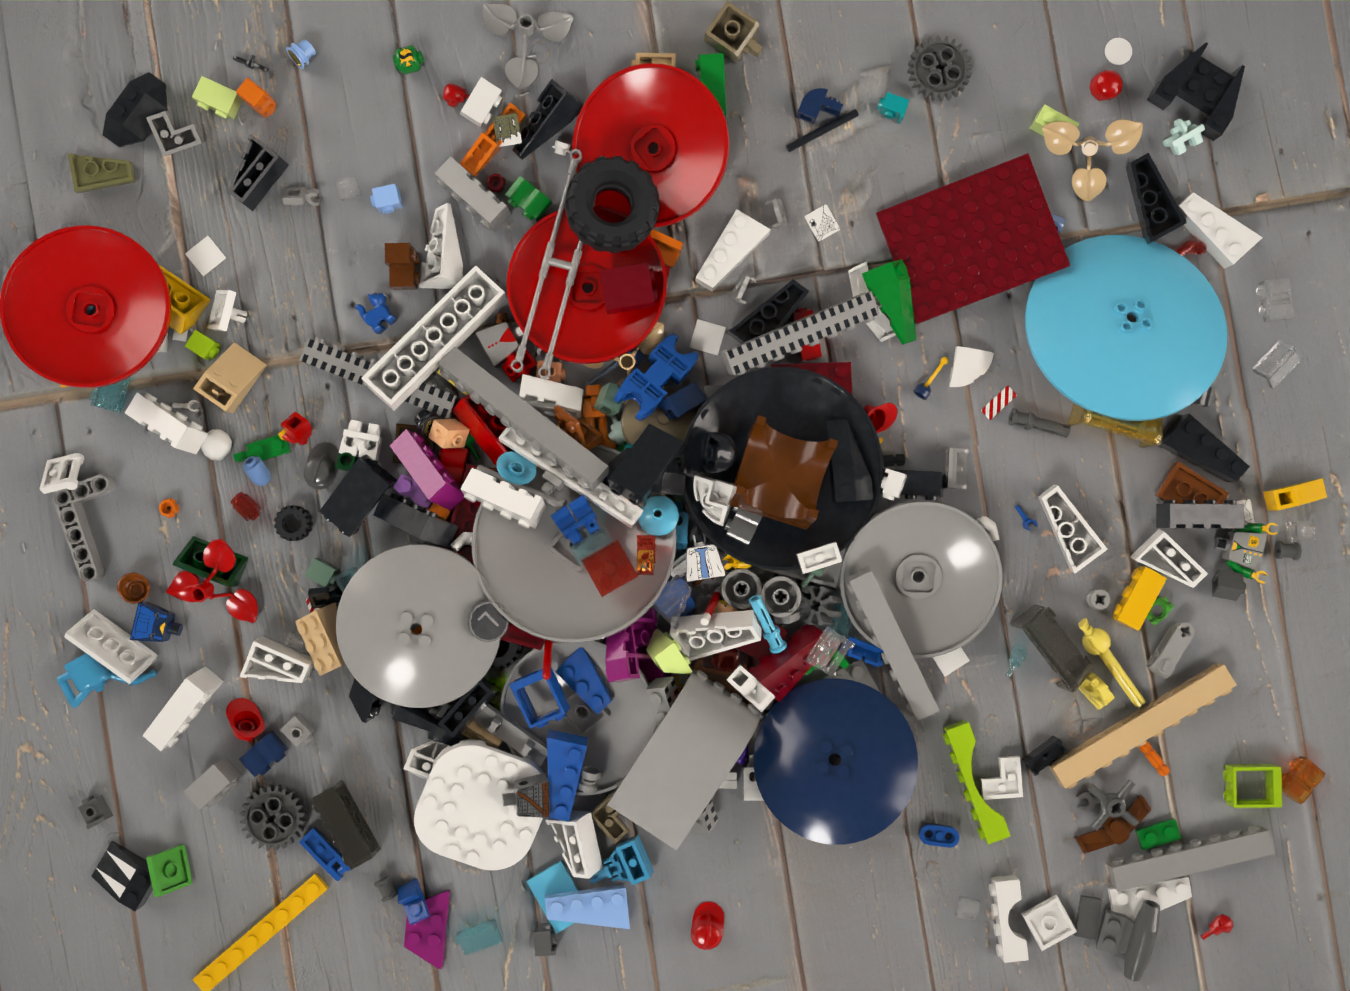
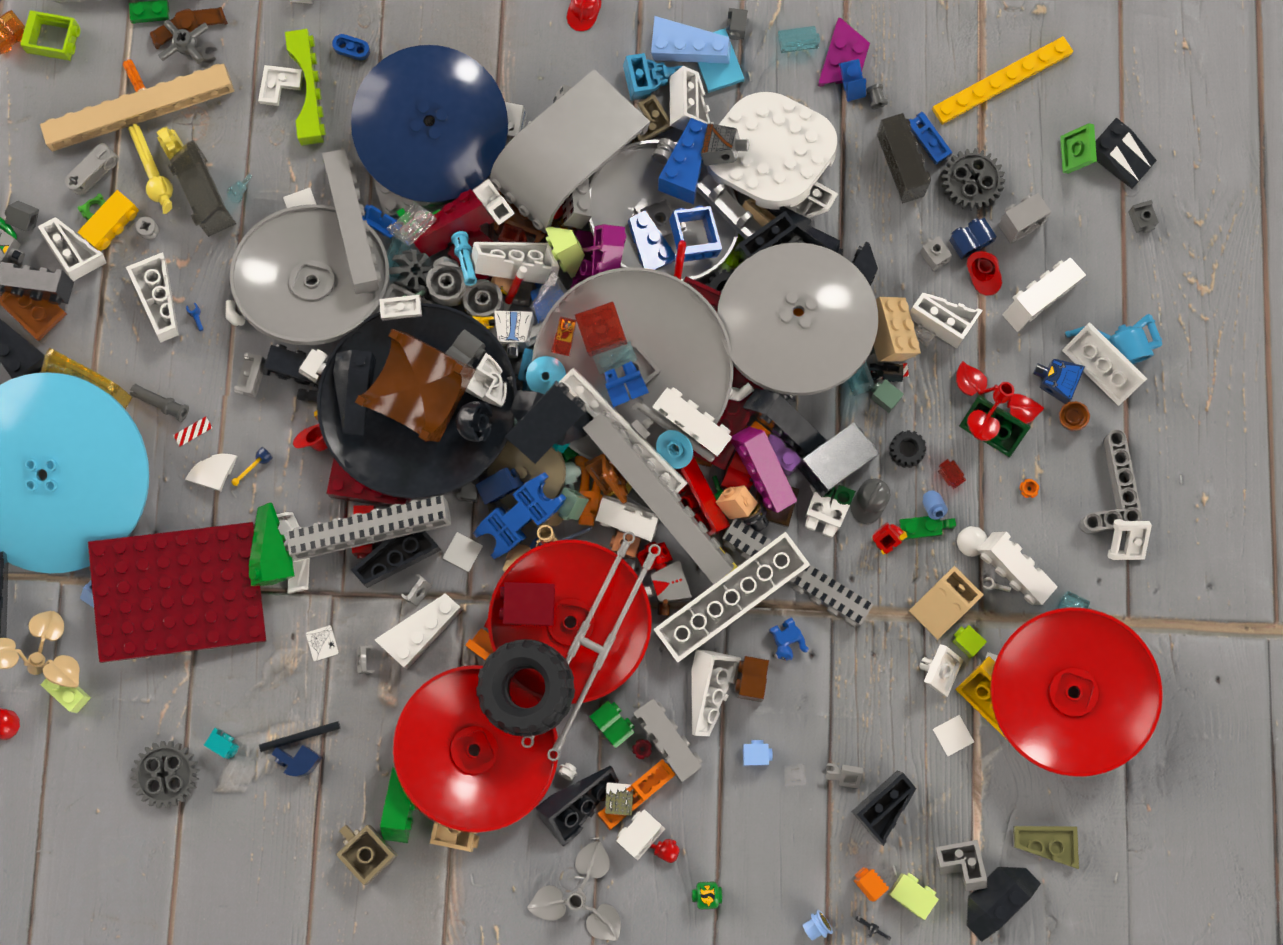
camera: 165 degrees left, 10 degrees down
(486, 622) = (730, 306): black tile -> none
(1044, 755) = (235, 99): black hinge -> none

